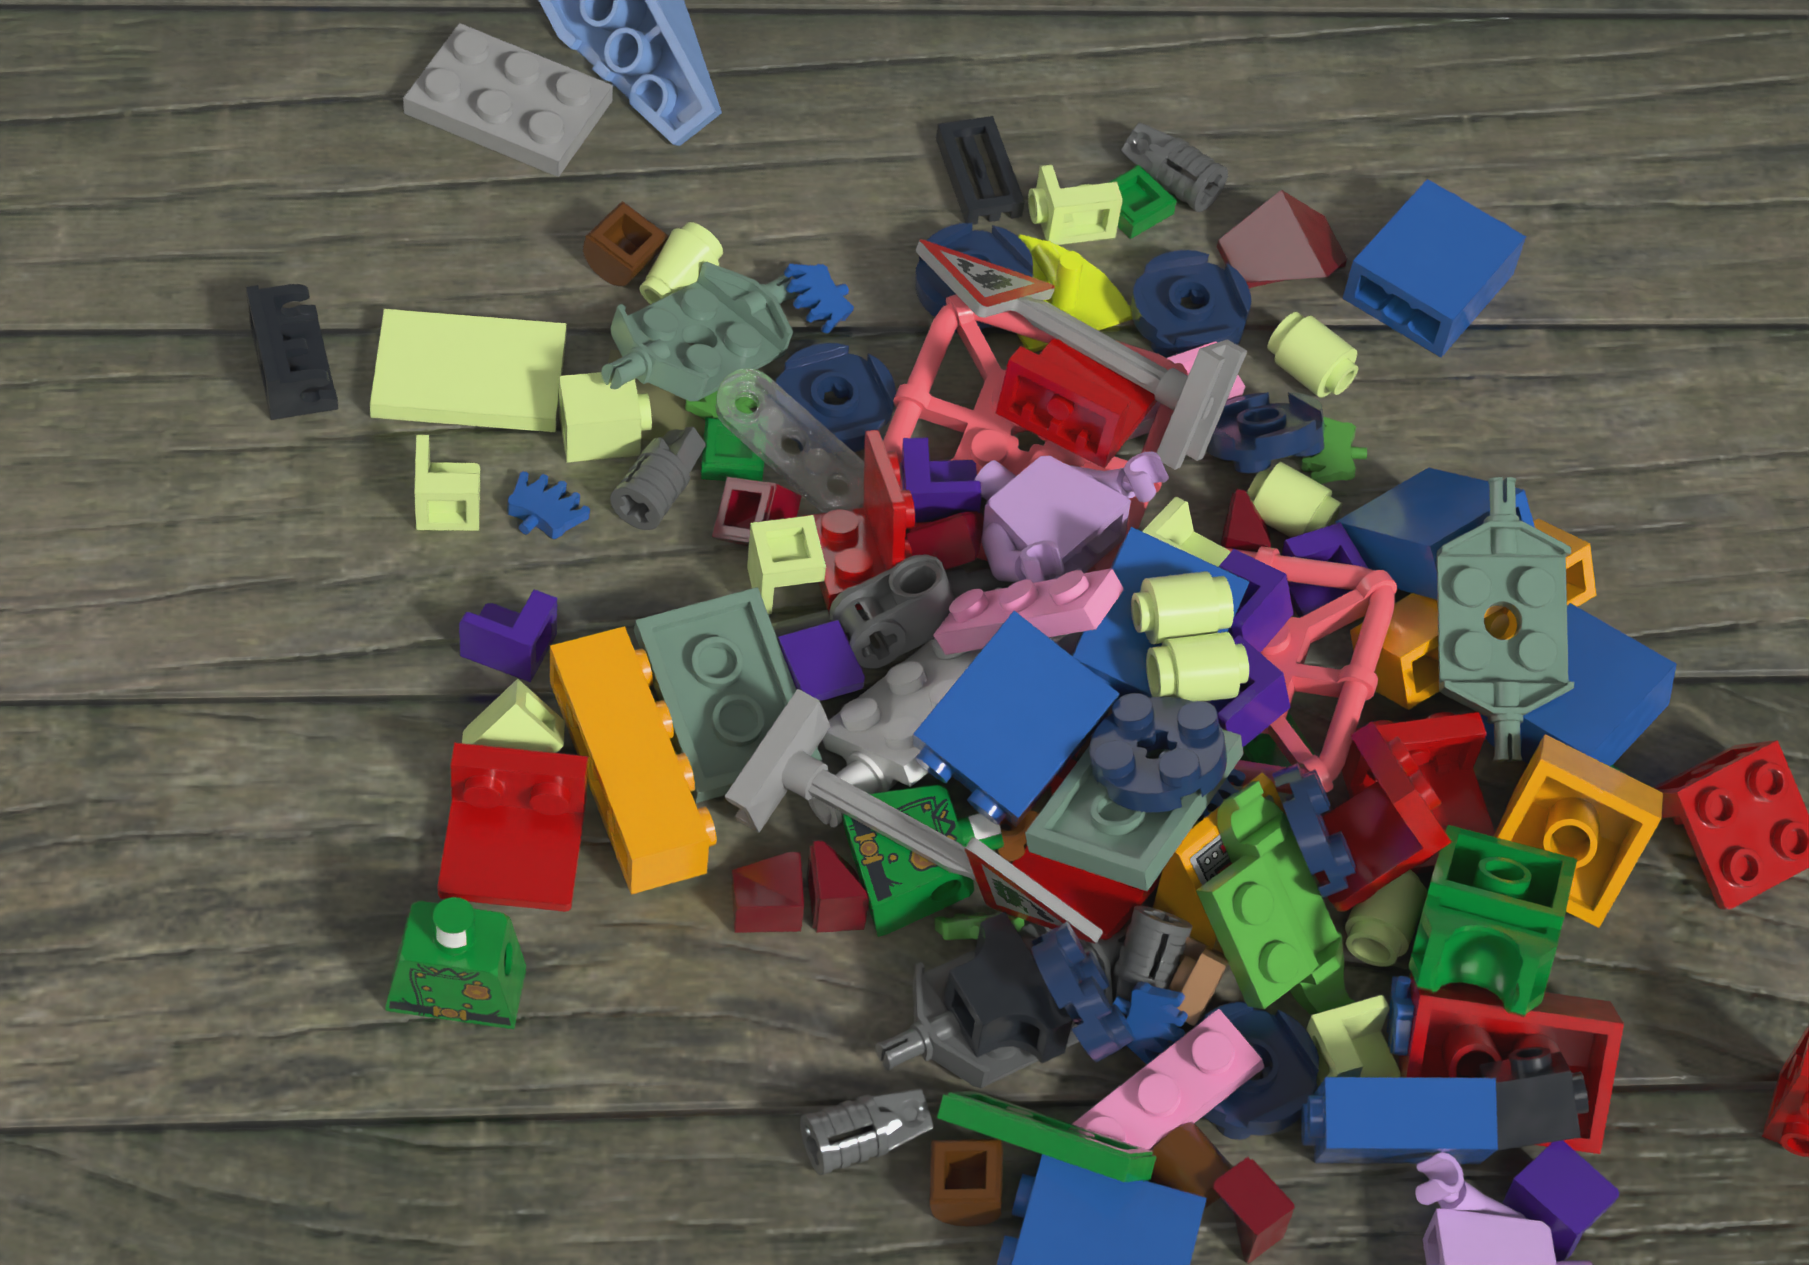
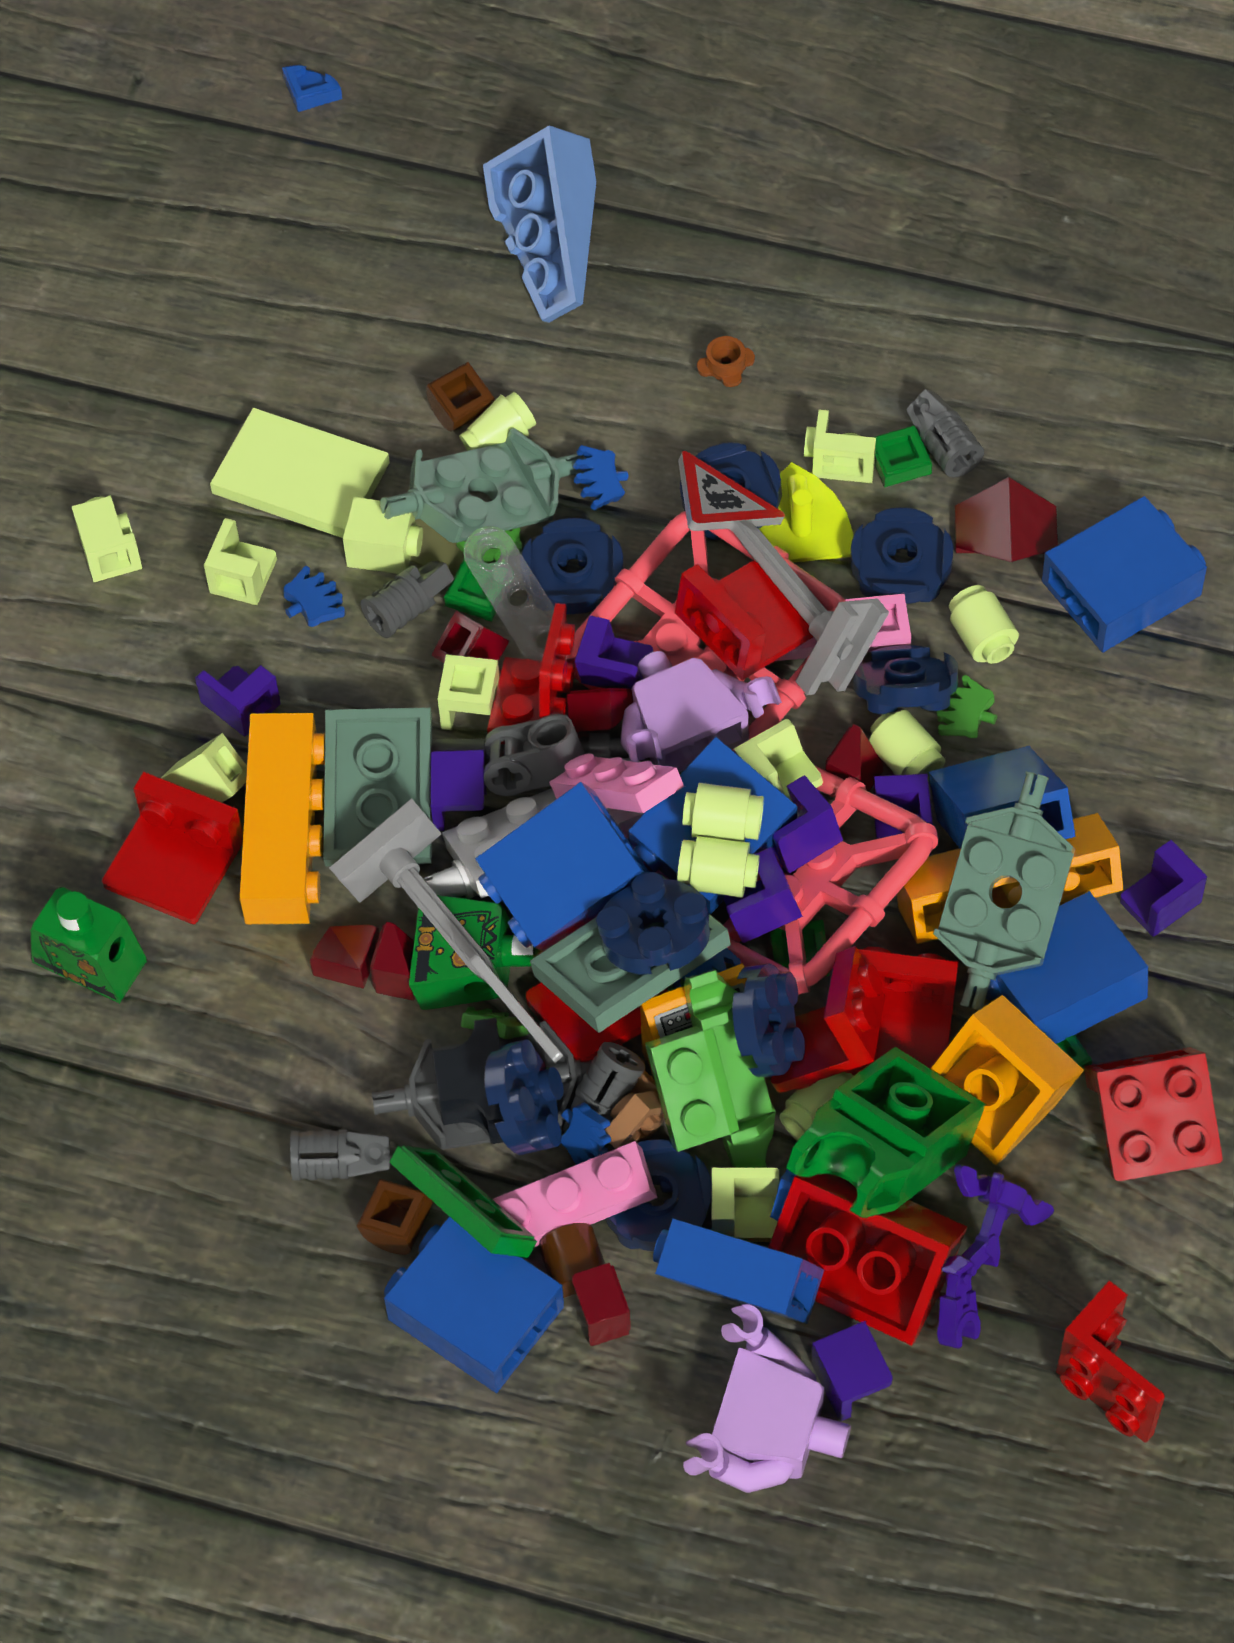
camera: 30 degrees right, 5 degrees up
(271, 495) = (106, 539): none -> yellowish green brick
(290, 352) = (167, 426): black hinge -> none
(508, 99) = (426, 253): light grey plate -> none
(901, 141) = (726, 350): none -> dark orange plate
(988, 204) = (779, 431): black tile -> none
(1536, 1097) = (855, 1284): black brick -> none
(1633, 583) = (1167, 891): none -> dark purple panel
(1638, 957) = (959, 1305): none -> dark purple piece

